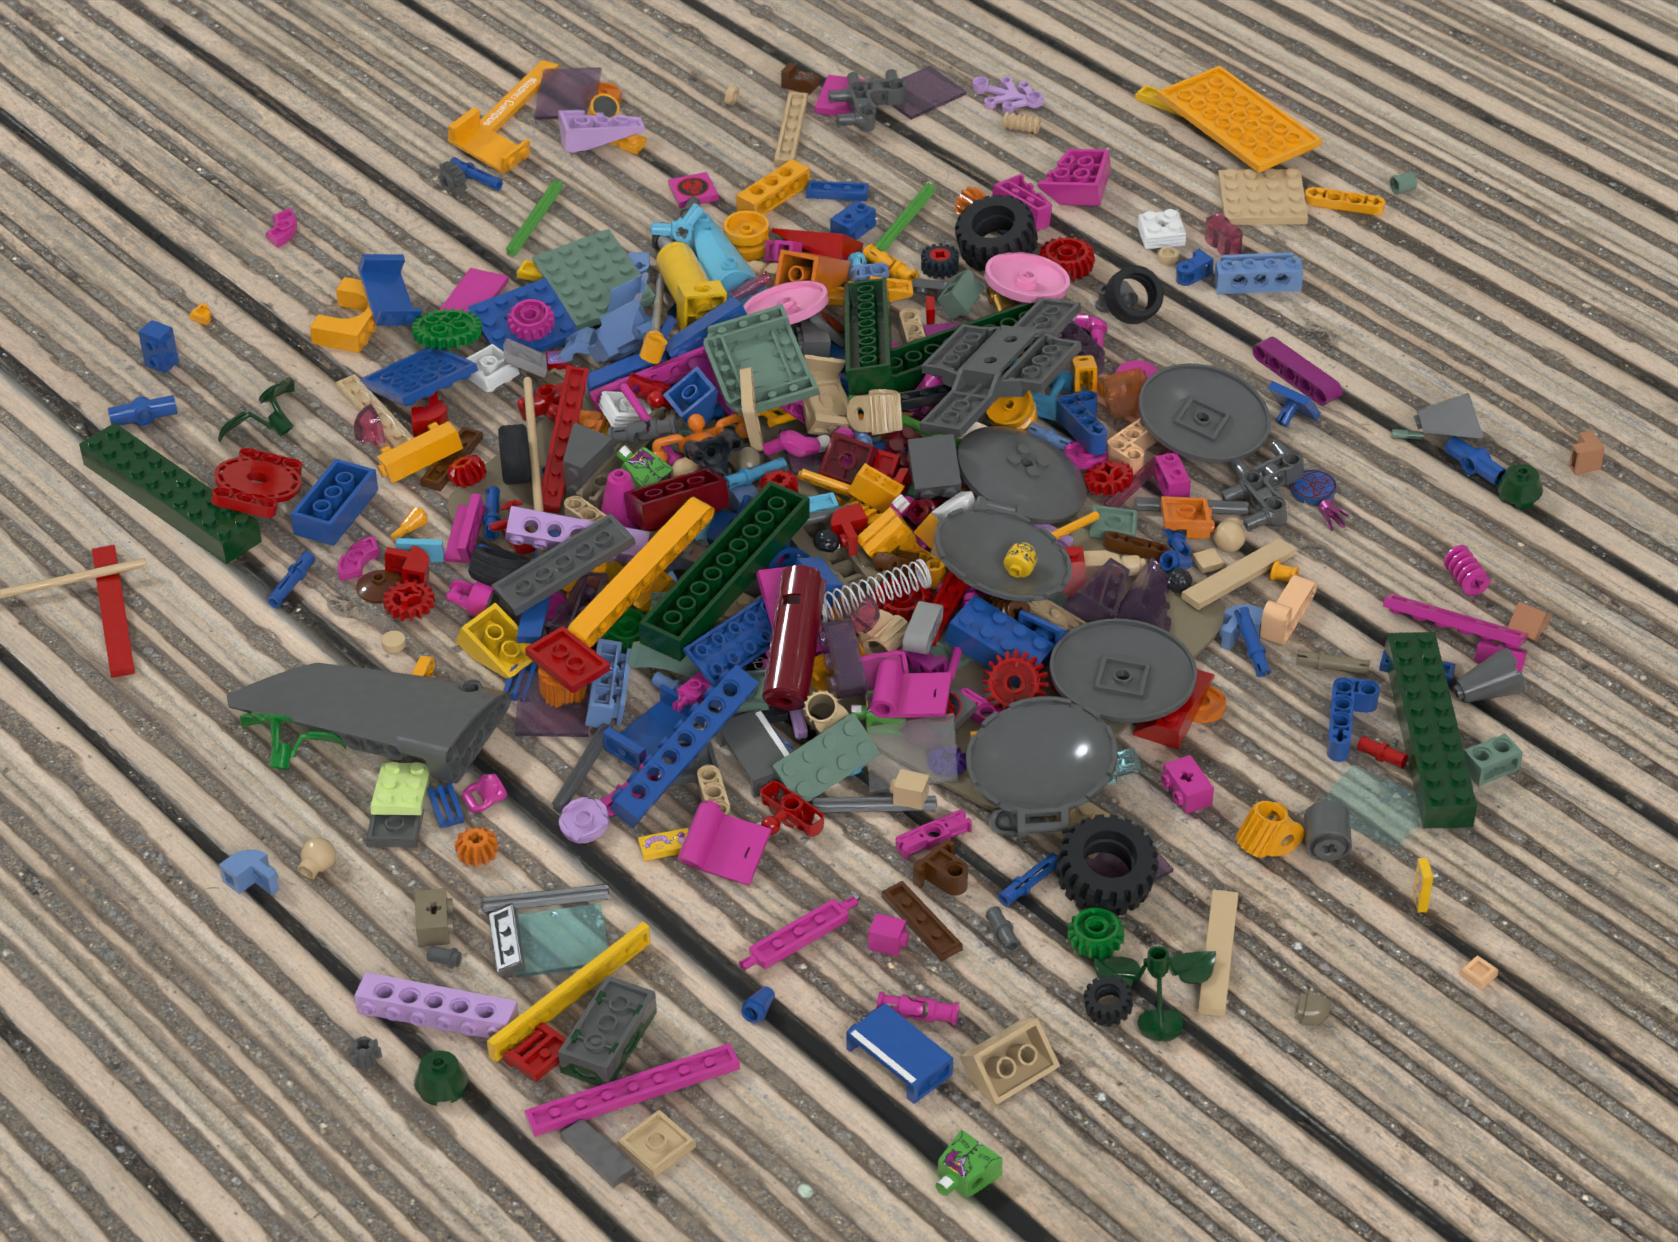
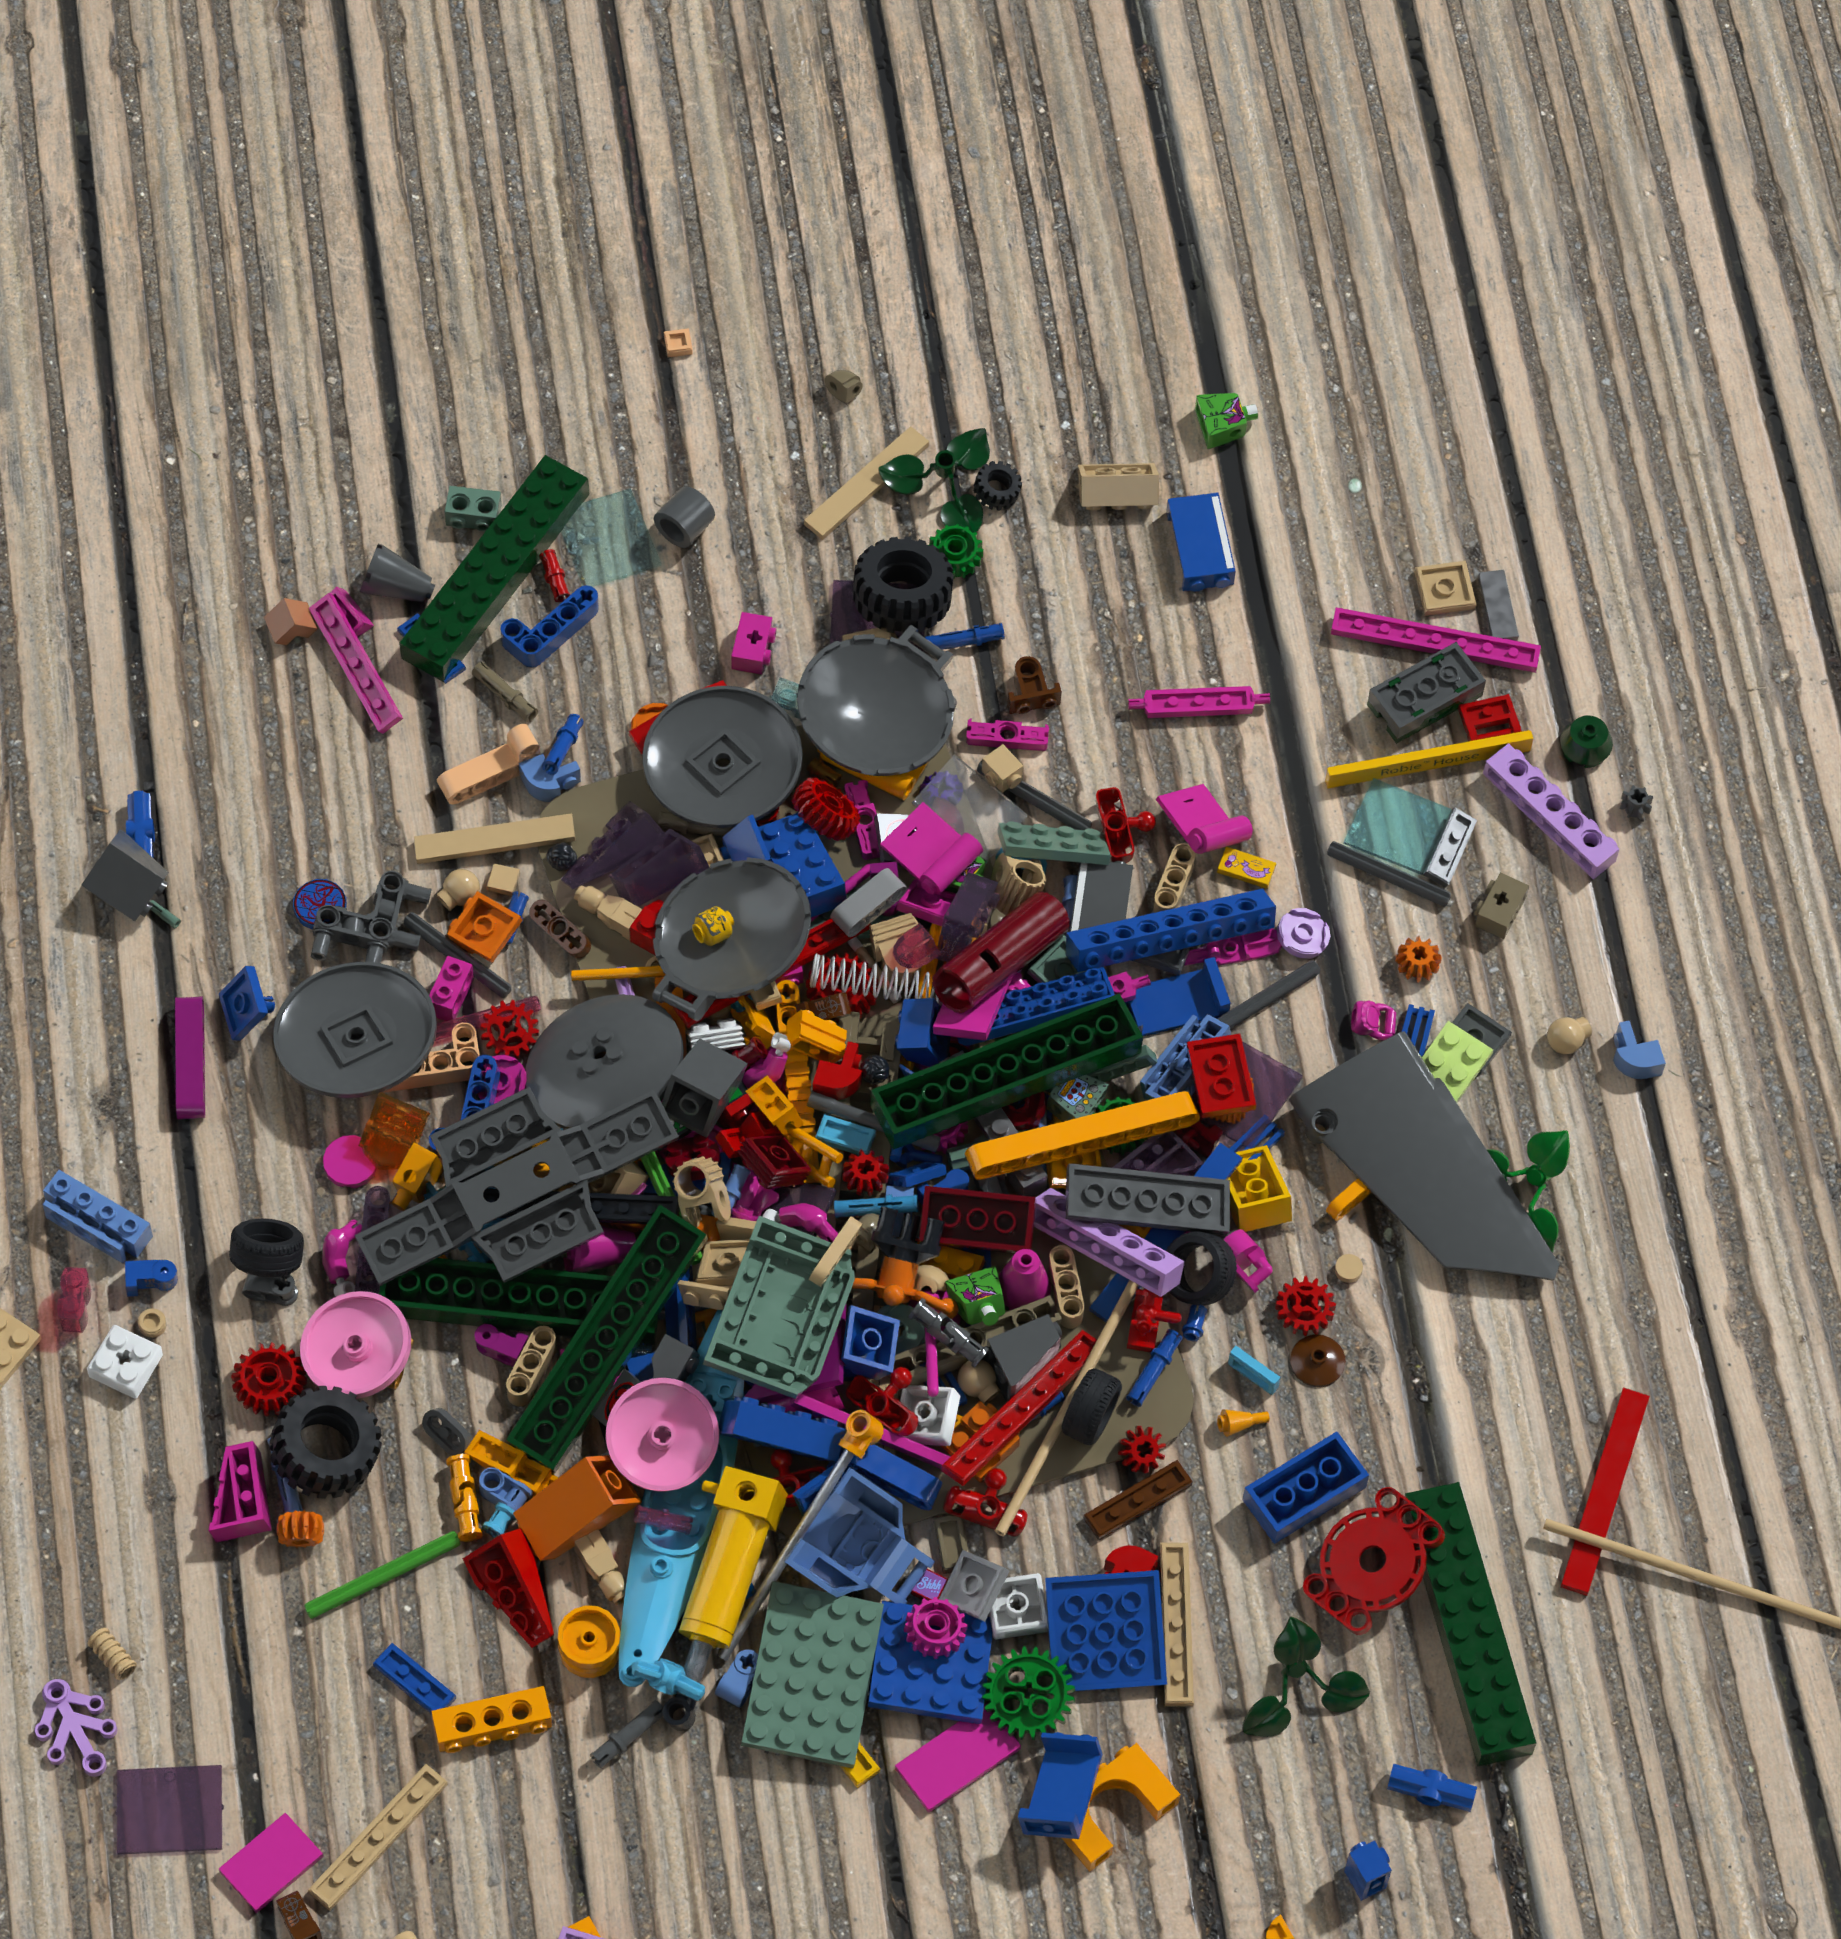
camera: 150 degrees left, 20 degrees up
(295, 573) = (1396, 1420): blue pin -> none
(354, 560) = (1321, 1412): dark pink tile -> none
(369, 426) = (1203, 1591): clear pink brick -> none
(411, 564) = (1273, 1347): red brick -> none
(419, 452) = (1175, 1509): light orange brick -> none
(451, 958) = (1513, 862): dark grey pin -> none
(465, 530) = (1194, 1365): dark pink panel -> none
(534, 218) = (794, 1862): bright green axle -> none
(694, 185) = (576, 1793): tile -> none
(756, 1007) = (1281, 655): blue cone -> none
(773, 248) = (563, 1578): dark pink brick -> none
(854, 220) = (447, 1597): blue brick -> none
(865, 95) = (243, 1815): dark grey pin -> none
(887, 935) = (1127, 653): dark pink brick -> none
(916, 1007) = (1152, 571): dark pink piece -> none
(922, 921) = (1083, 659): reddish brown tile -> none
(930, 310) = (482, 1391): red tile -> none
(939, 261) = (404, 1480): black wheel -> none
(960, 294) = (434, 1387): sand green brick -> none
(1002, 929) = (1026, 604): dark grey pin -> none
(1079, 177) = (140, 1494): dark pink wedge -> none
(1113, 519) = (550, 976): sand green tile -> none
(1173, 559) = (543, 883): blue cone -> none
(1264, 836) = (742, 548): light orange piece -> none
(1283, 572) = (451, 813): light orange bush -> none
(1329, 509) = (336, 863): flat silver piece -> none
(1422, 885) = (659, 418): yellow tile -> none
(1466, 570) = (288, 708): dark pink piece -> none
(1520, 486) = (134, 771): dark green cone -> none
(1586, 454) = (33, 765): nougat piece -> none

